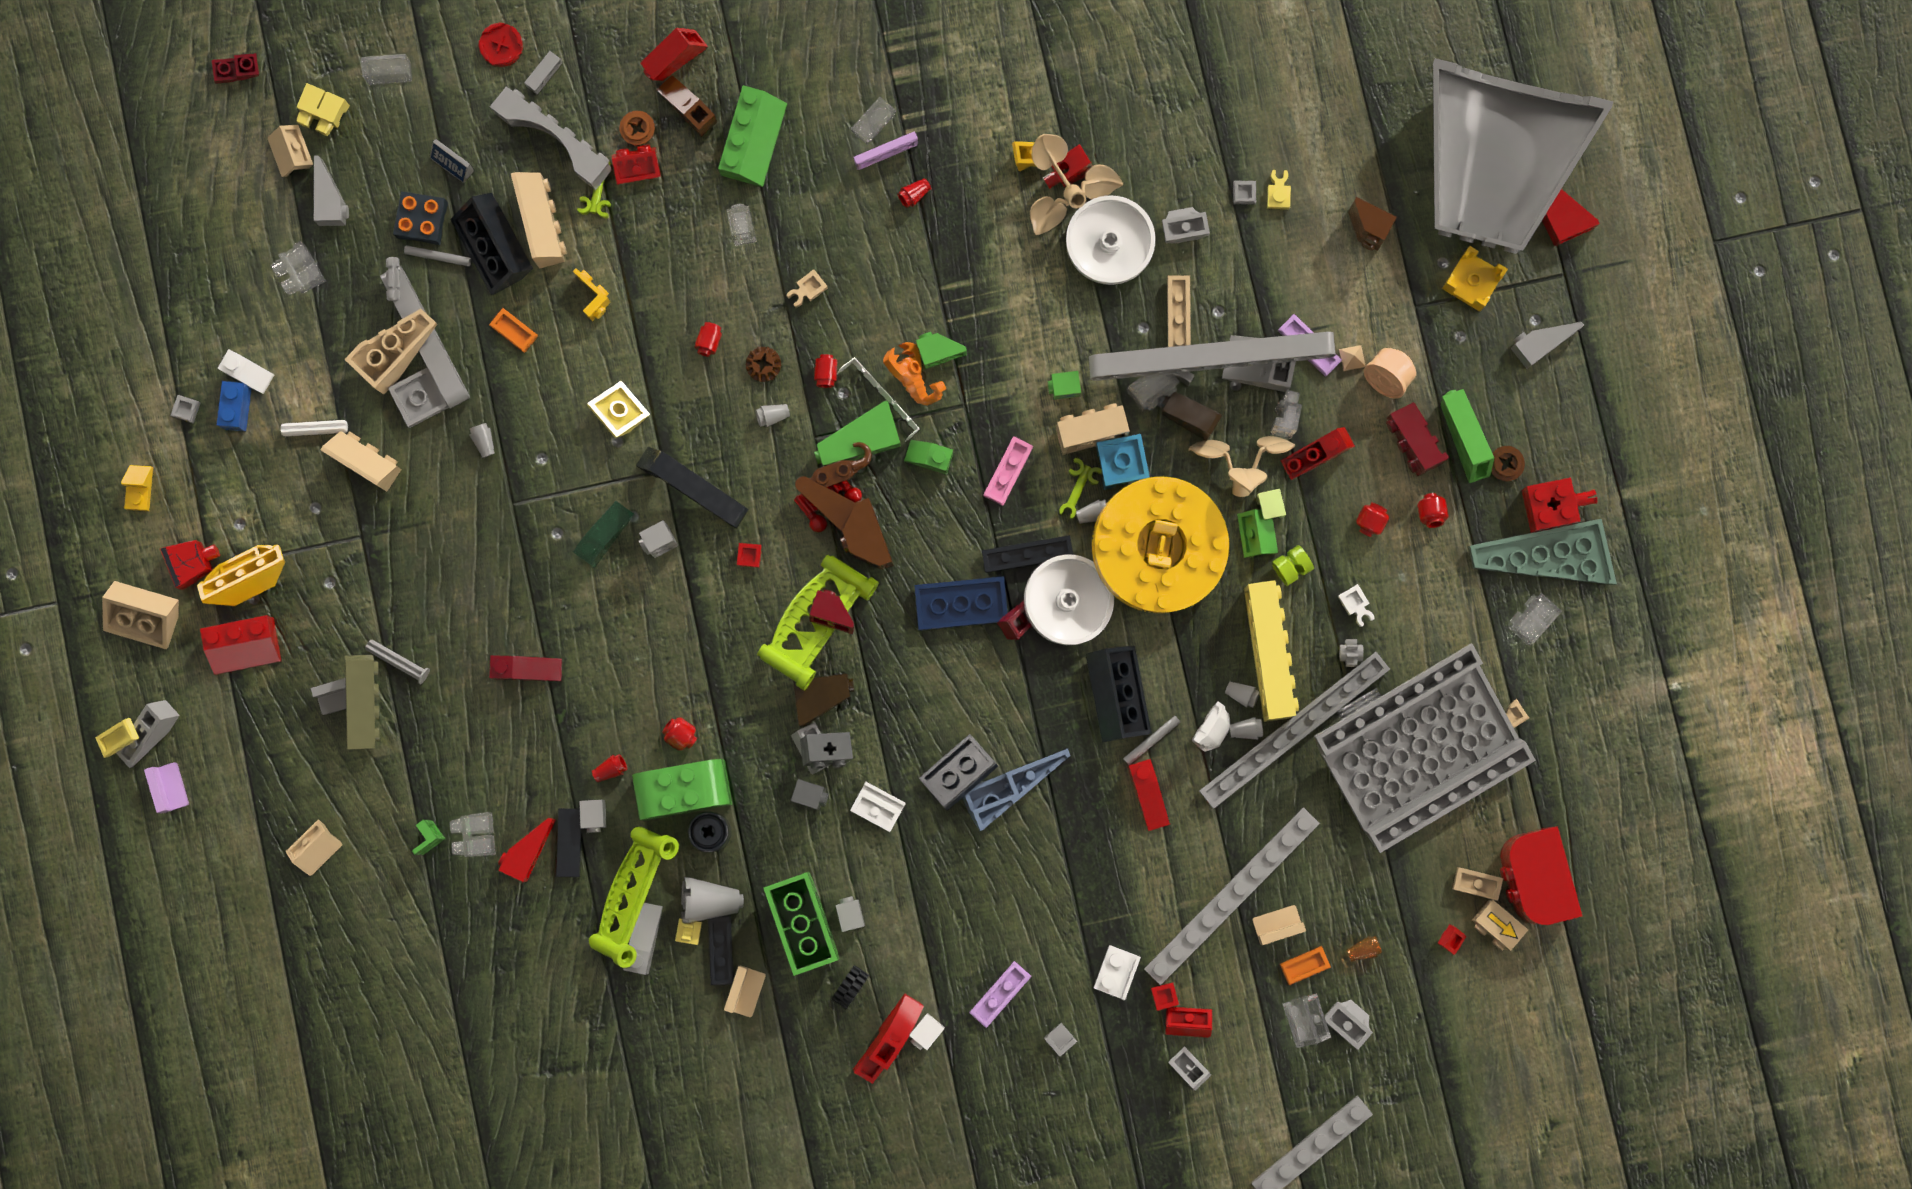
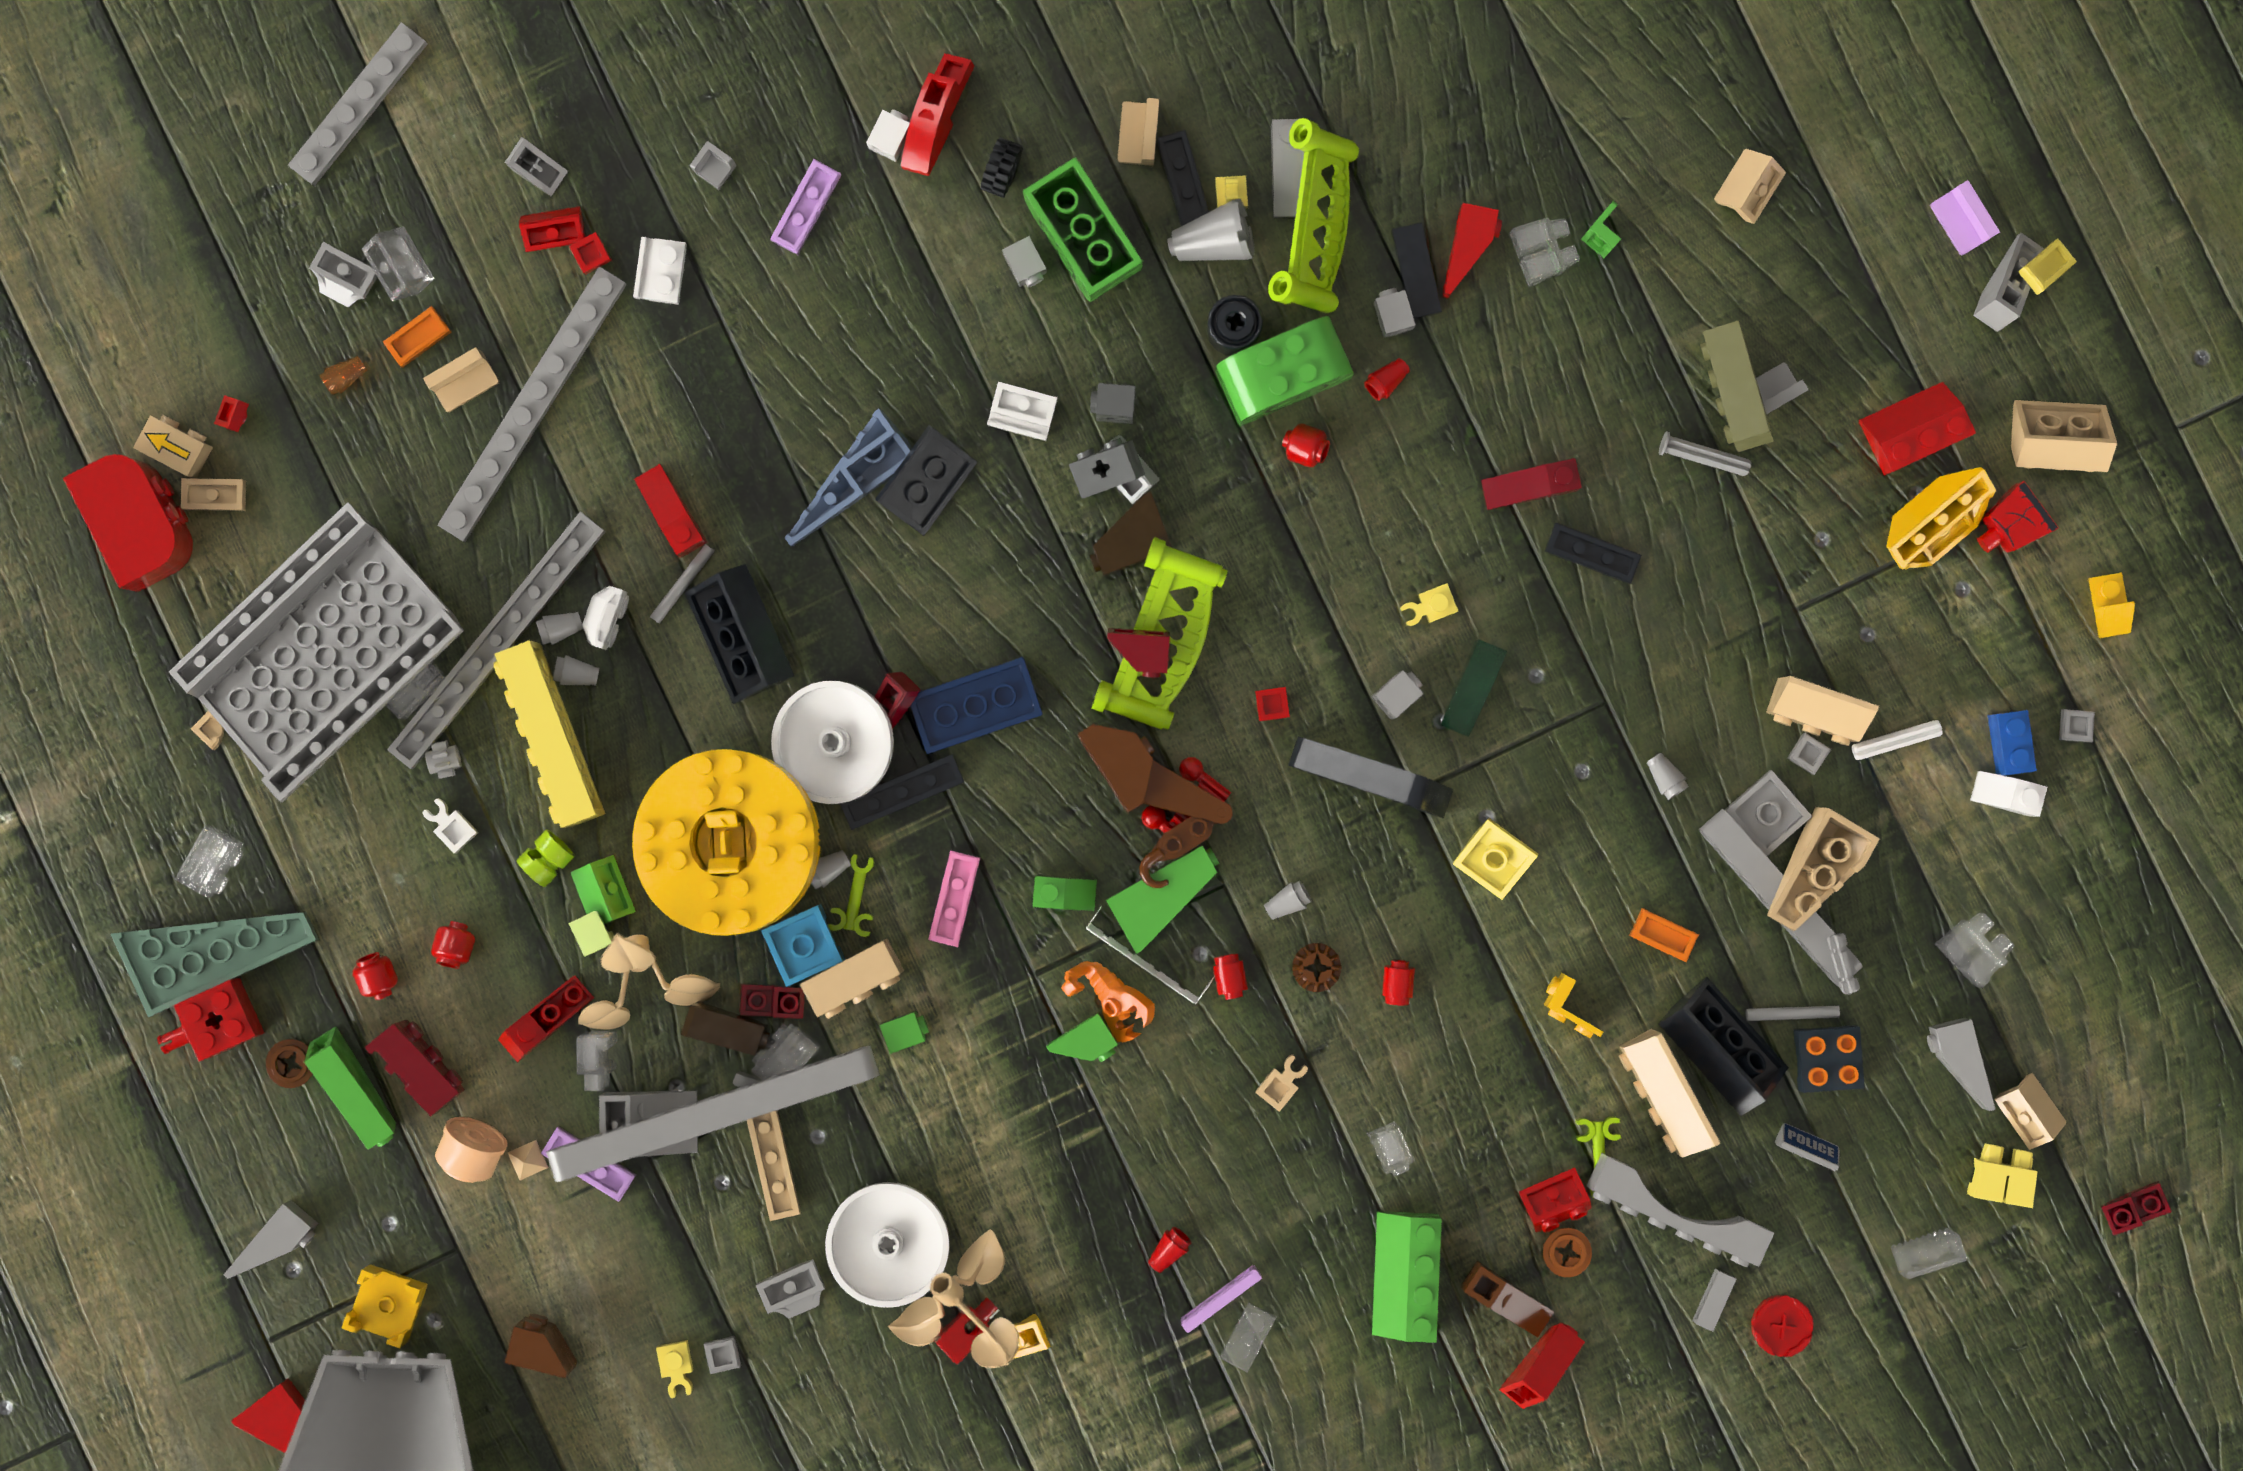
camera: 165 degrees right, 5 degrees up
(378, 433) = (1808, 753): none -> light grey tile
(494, 610) = (1592, 553): none -> black tile
(616, 599) = (1434, 604): none -> light yellow plate
(1154, 429) = (771, 1001): none -> dark red slope

